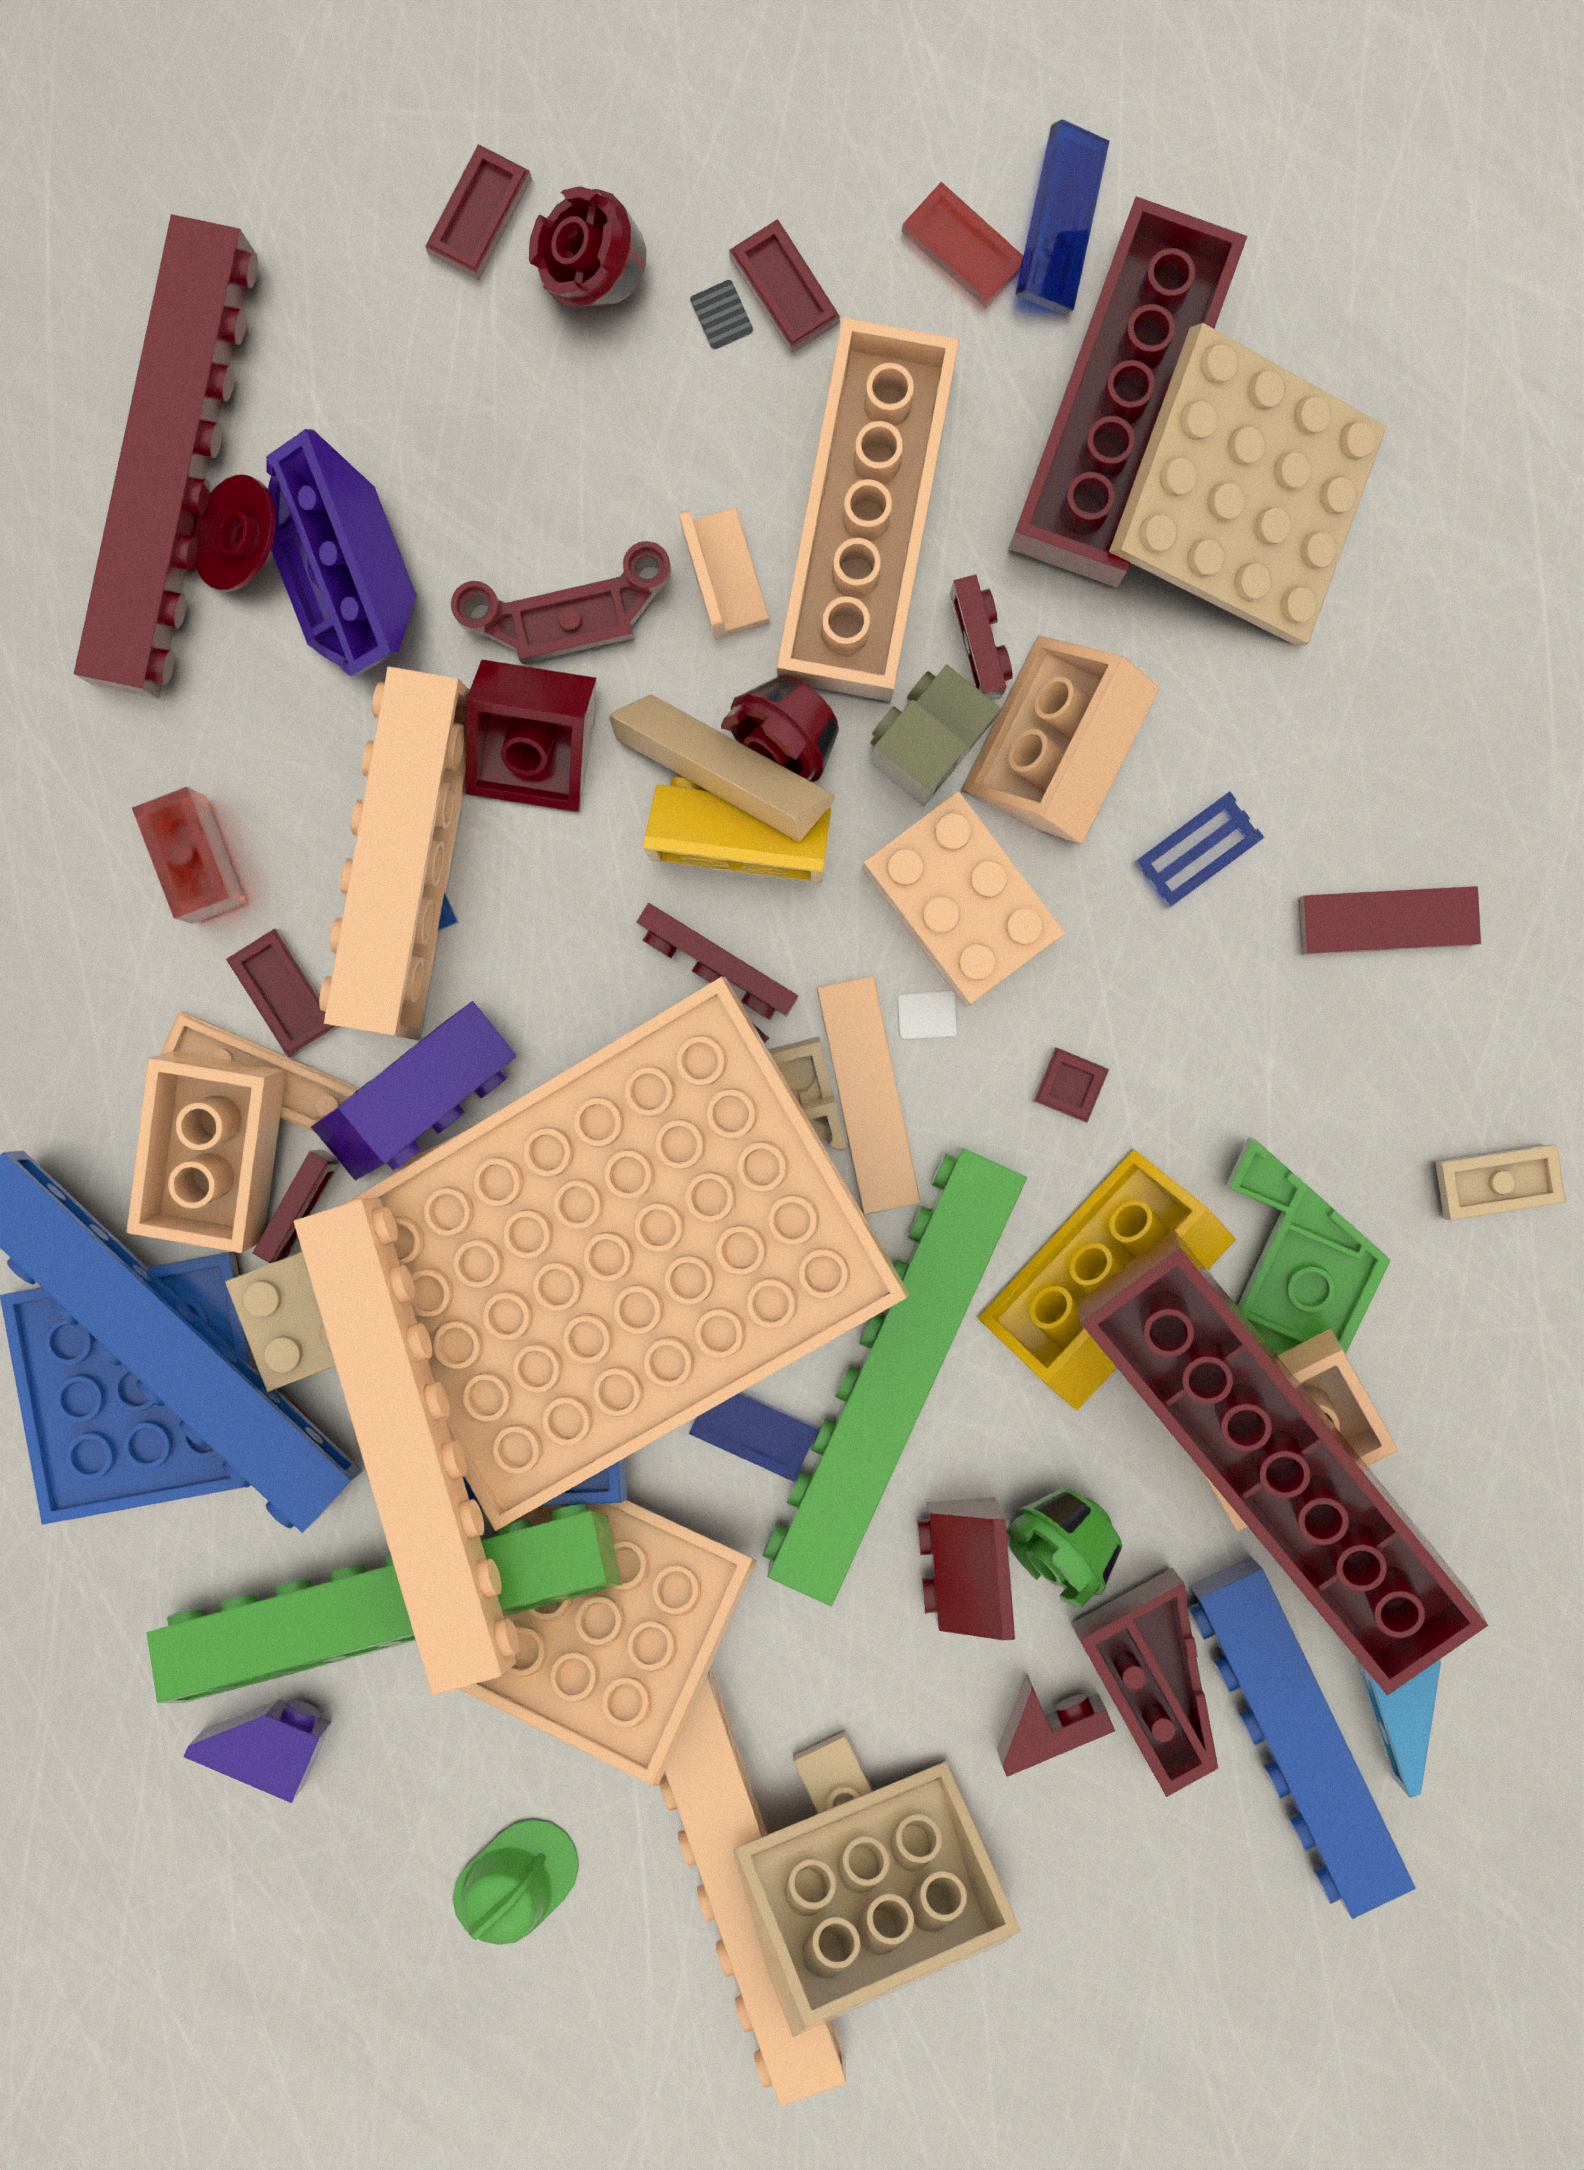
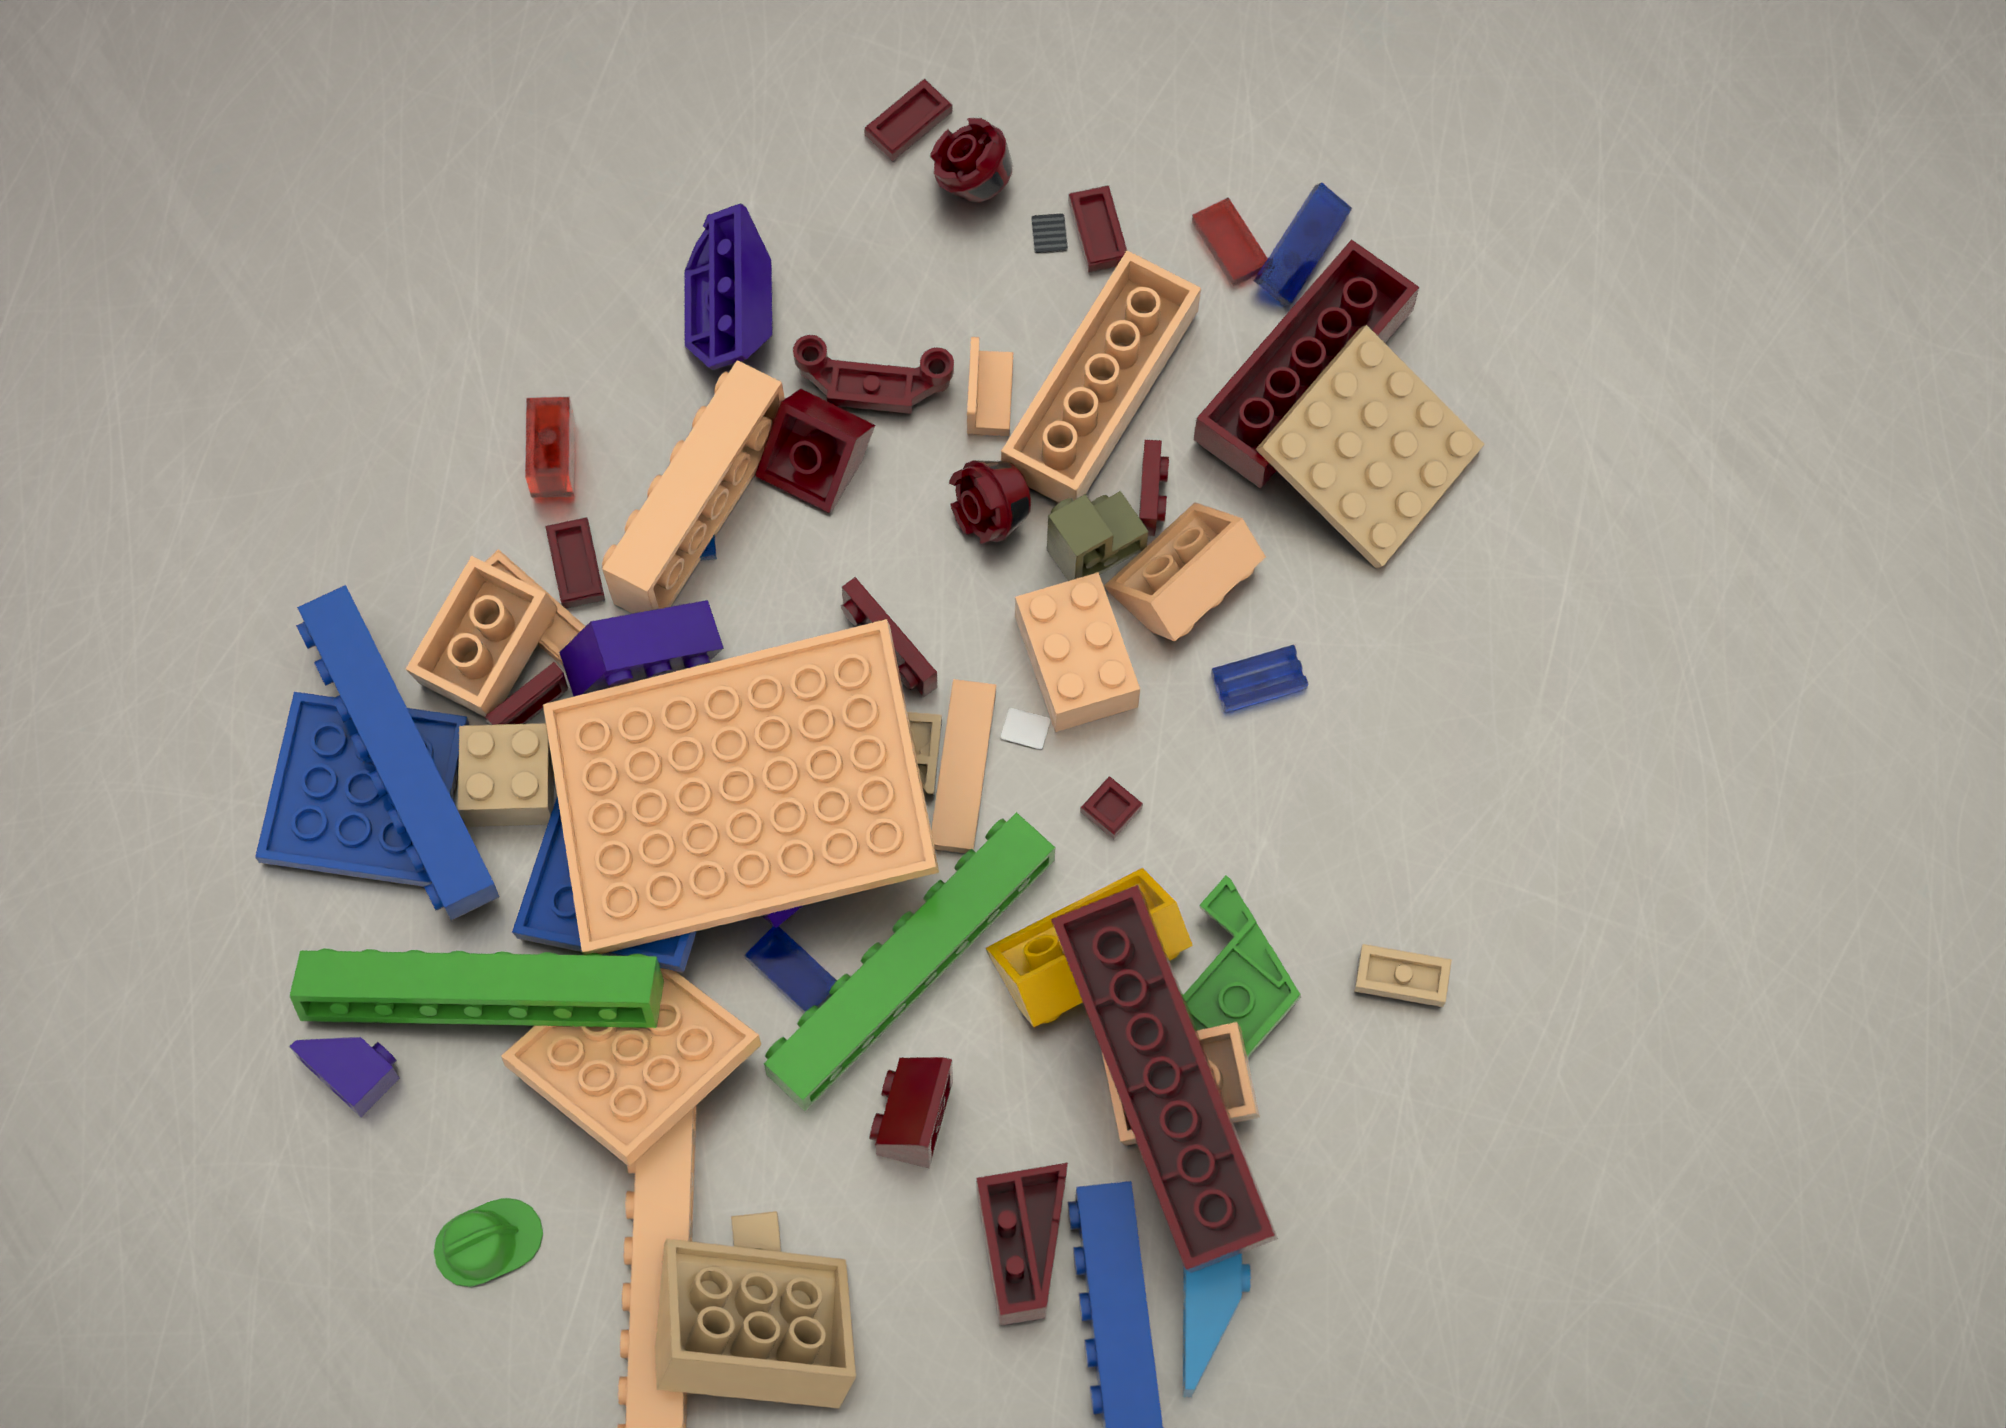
camera: 25 degrees right, 20 degrees down
(166, 457) = (636, 202): dark red brick -> none
(235, 533) = (664, 258): dark red dish -> none
(407, 1445) = (546, 862): light nougat brick -> none
(708, 832) = (935, 557): yellow slope -> none
(721, 765) = (938, 504): tan slope -> none
(1036, 1738) = (918, 1258): dark red slope -> none
(1066, 1543) = (991, 1117): bright green cone -> none
(1390, 920) = (1381, 770): dark red tile -> none

